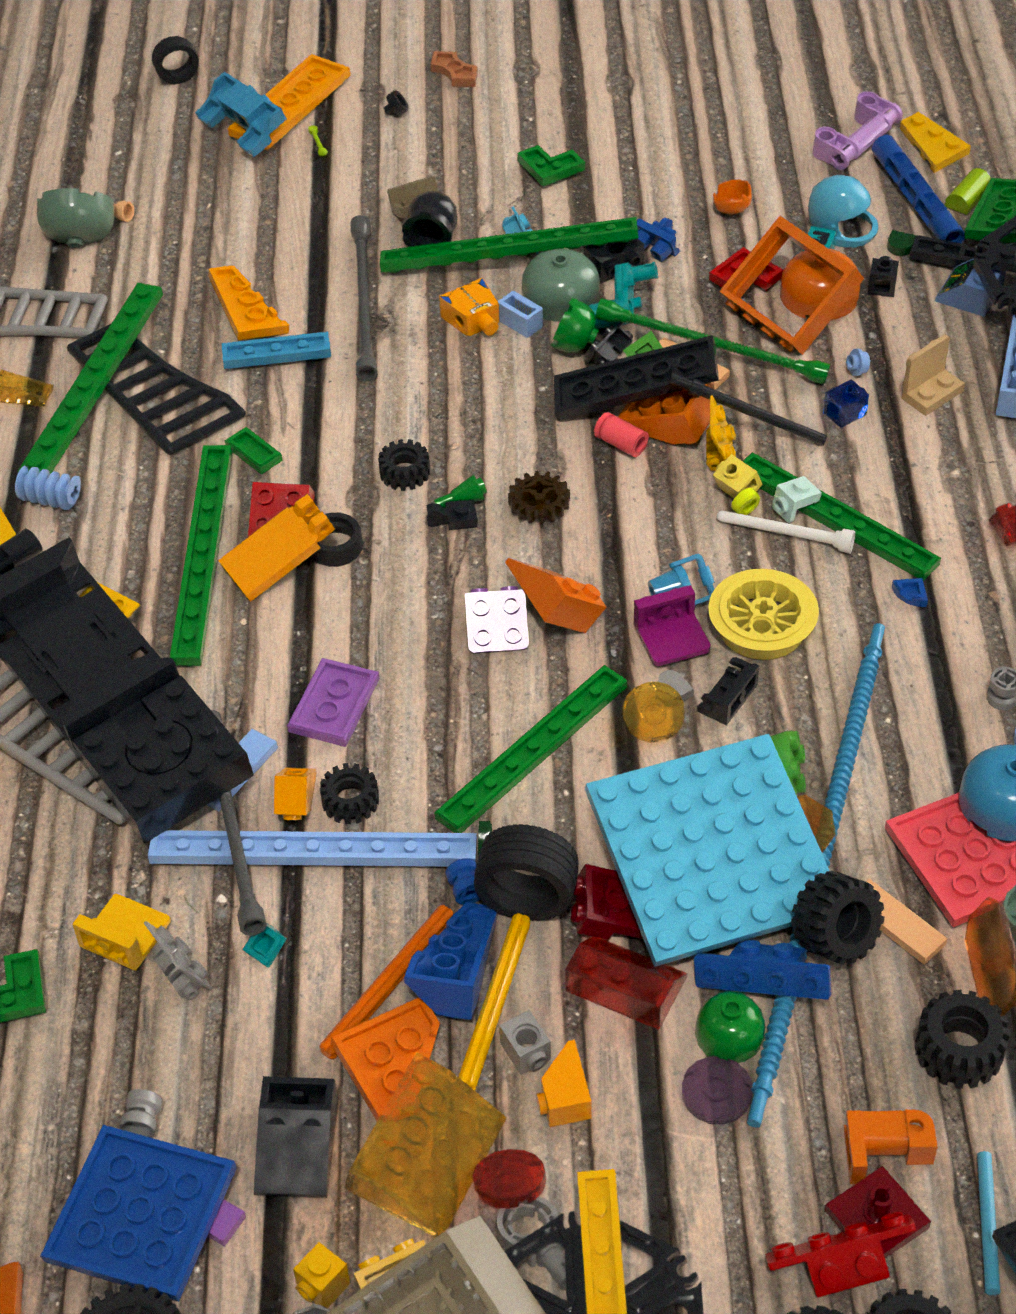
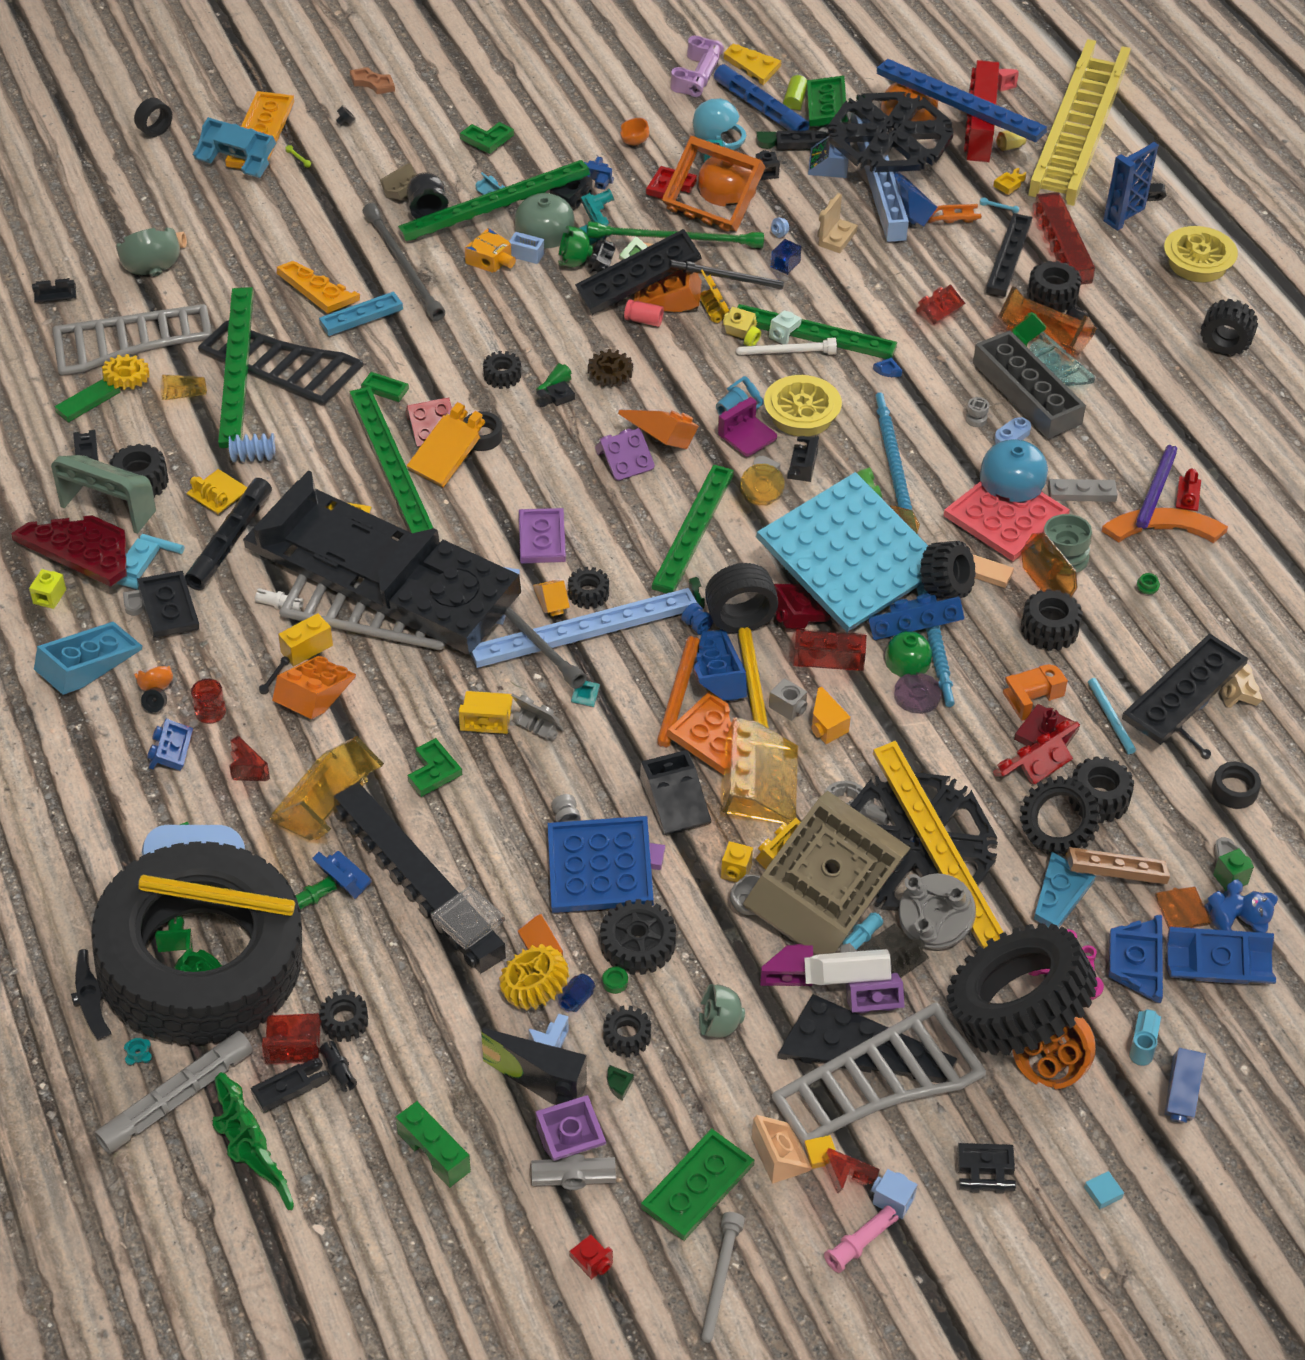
camera: 25 degrees left, 0 degrees up
(509, 1178) = (821, 776): clear red tile -> none

